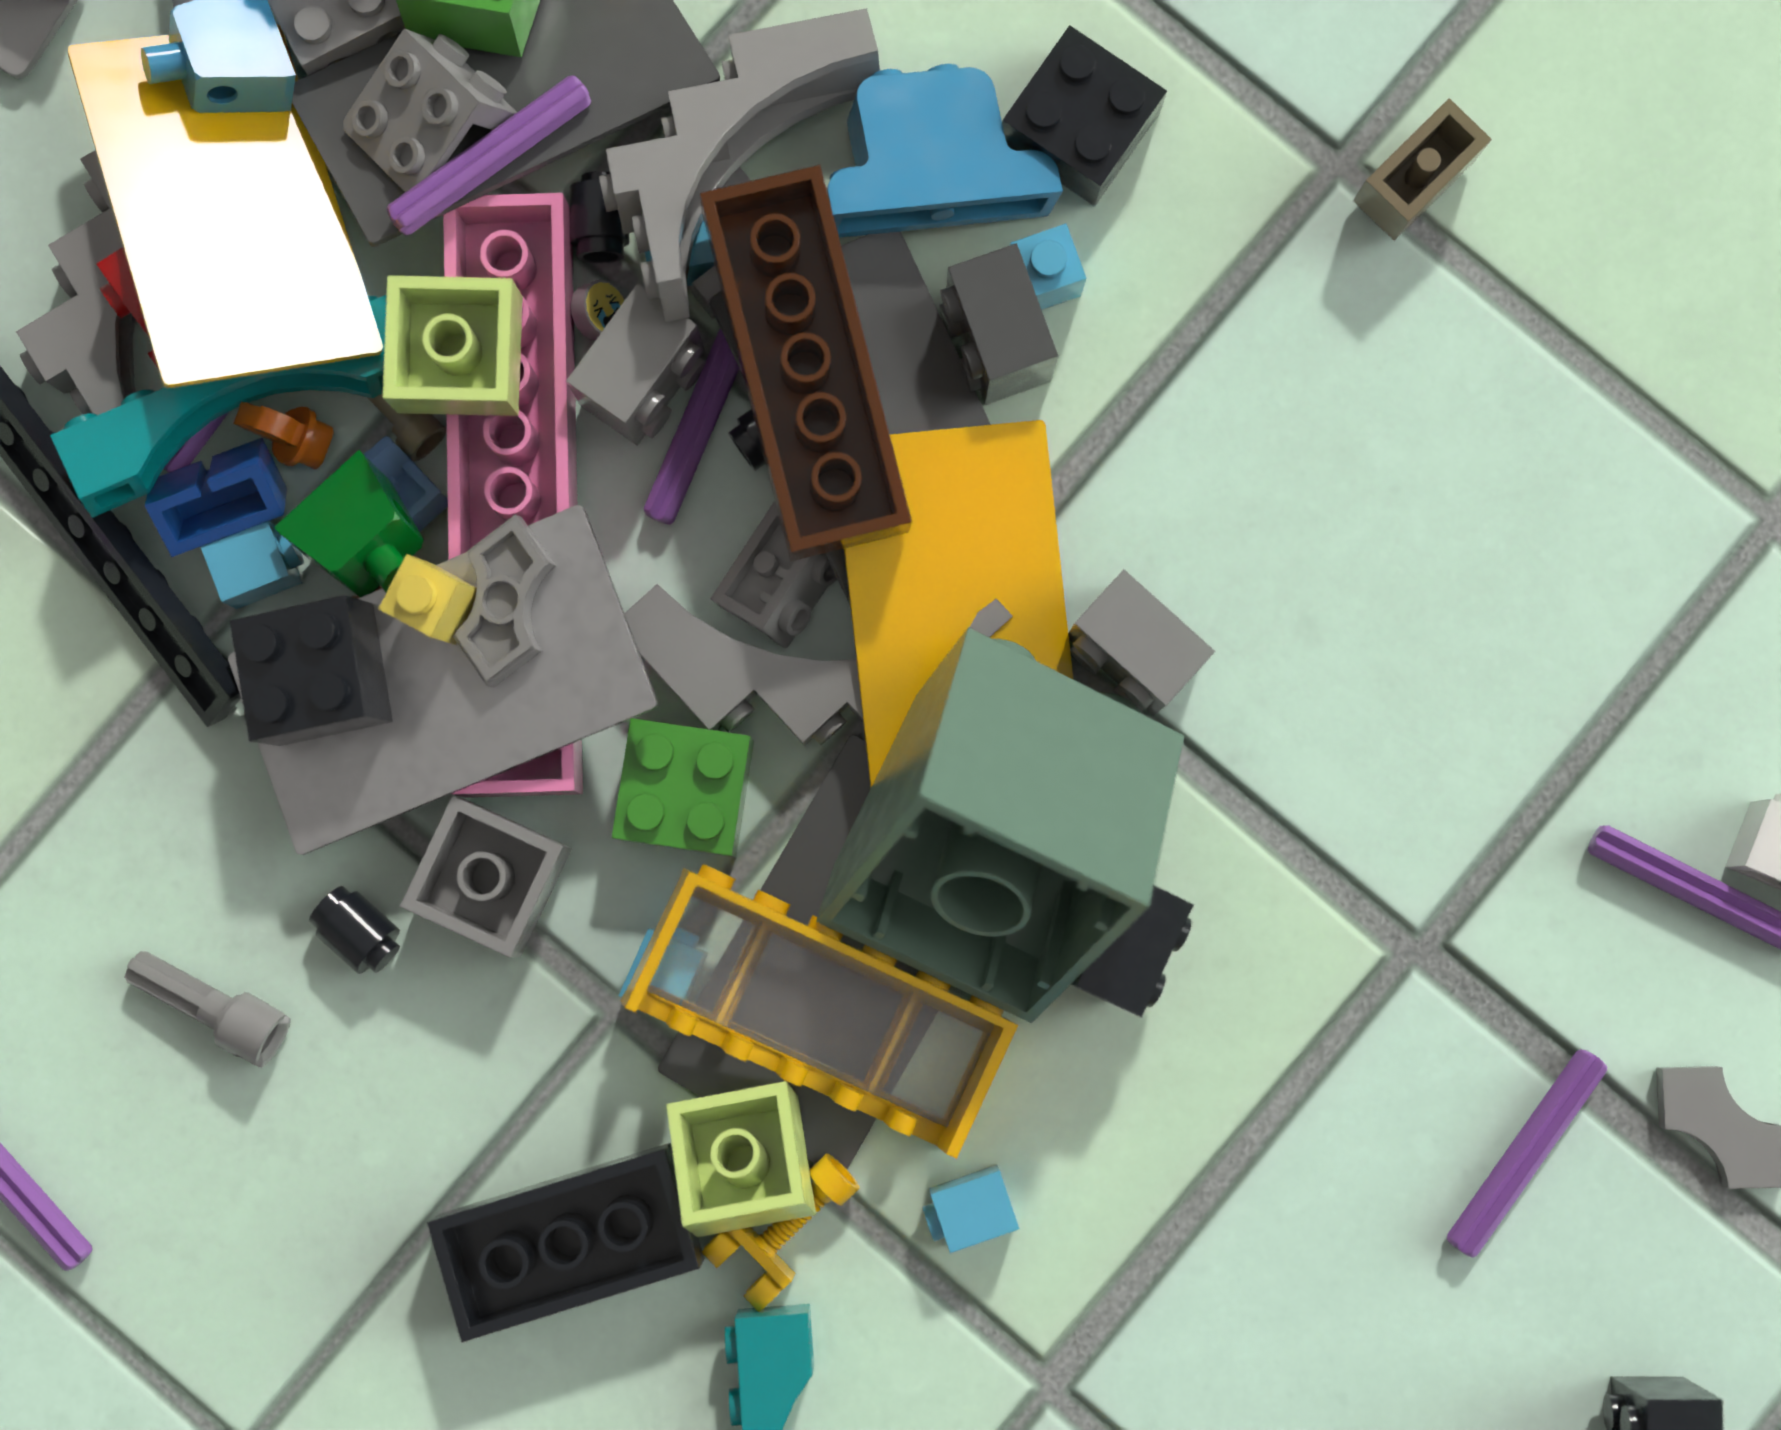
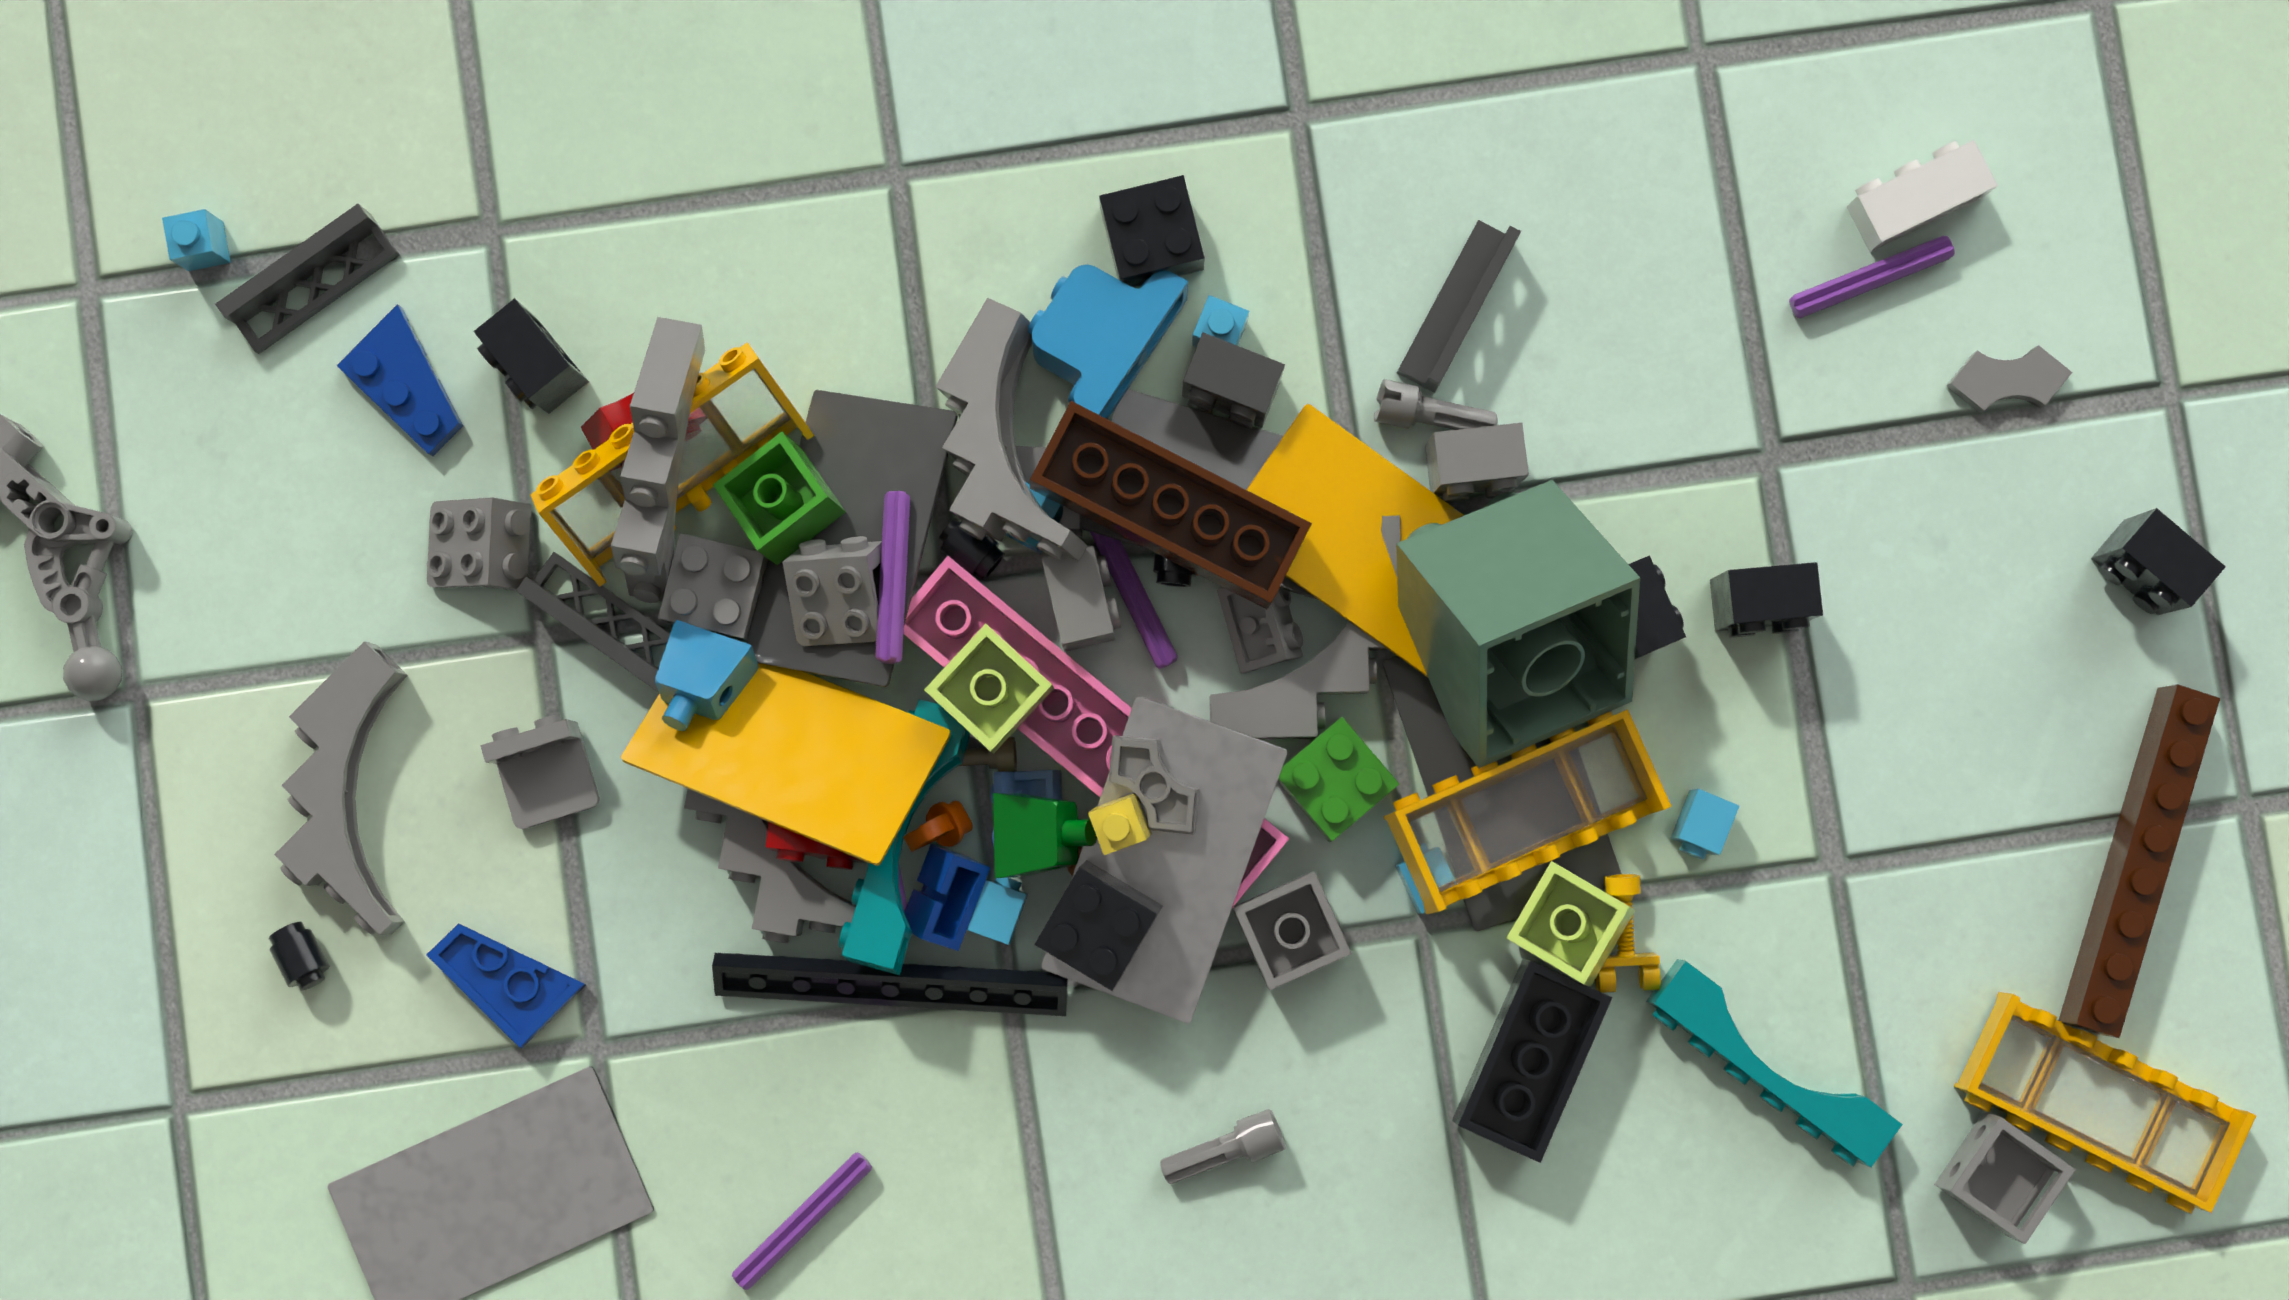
camera: 45 degrees left, 0 degrees up
(355, 930) = (1254, 1030): black brick -> none
(595, 306) = (1024, 593): tile -> none
(1133, 525) = (1404, 406): none -> light grey piece
(1263, 1068) = (1764, 597): none -> black brick
(1287, 490) = (1457, 305): none -> dark grey fence
(1421, 169) = (1347, 75): dark tan brick -> none
(1526, 1153) = (1932, 496): medium lavender axle -> none

